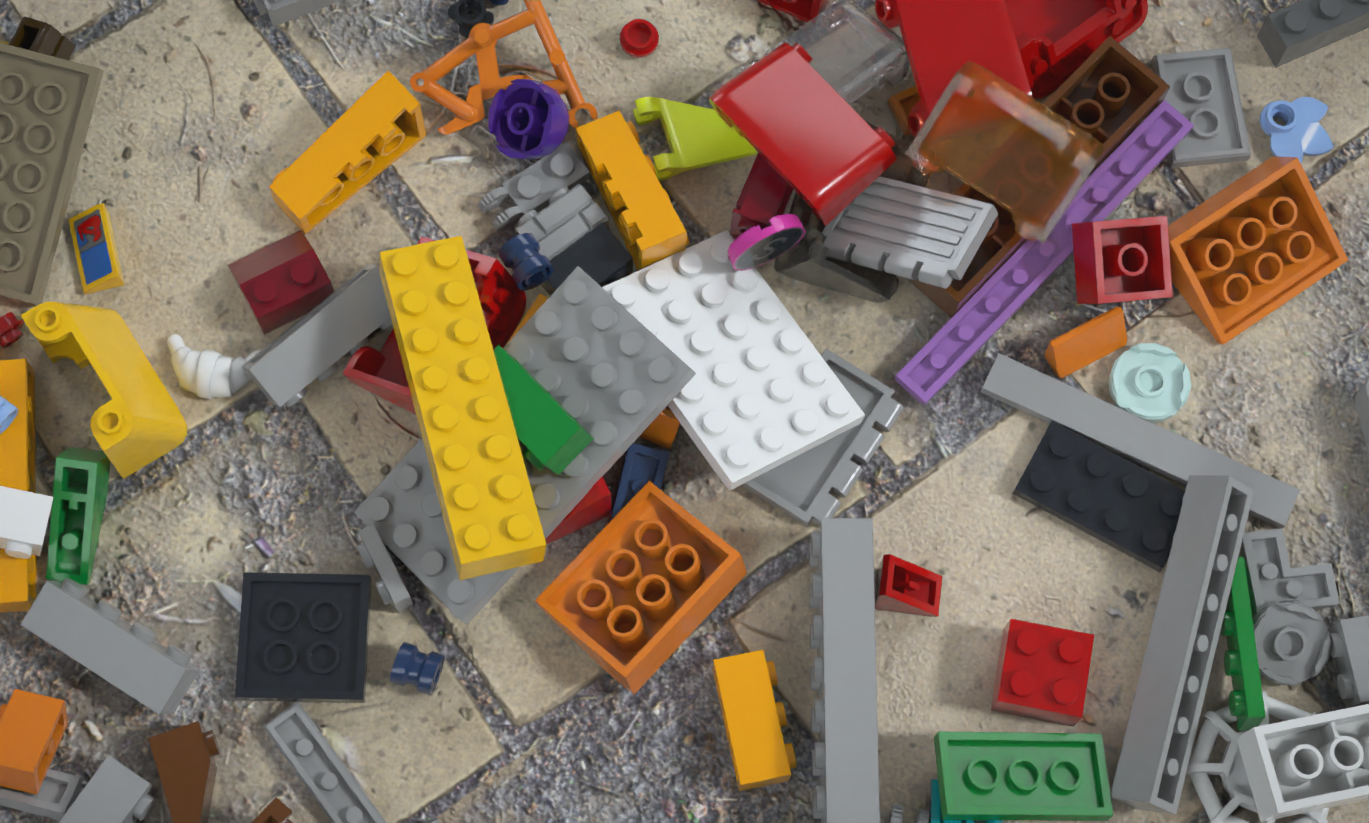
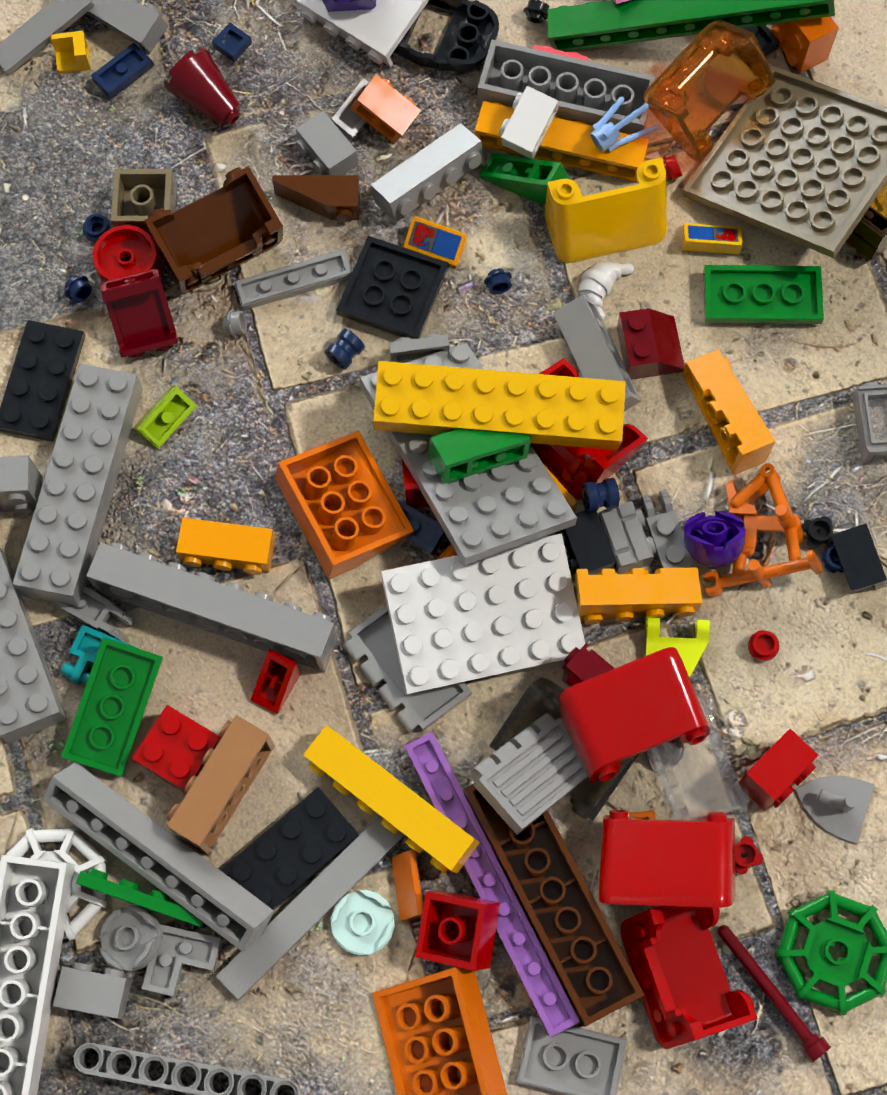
camera: 115 degrees right, 0 degrees up
(163, 163) = (763, 294): none -> green plate
(213, 606) = (436, 241): none -> slope
(247, 501) = (498, 281): none -> dark blue plate
(762, 246) = (557, 664): tile -> none
(1001, 391) = (391, 799): none -> yellow brick
(1006, 149) = (570, 864): clear orange windscreen -> none
(1068, 595) = (220, 784): none -> medium nougat brick

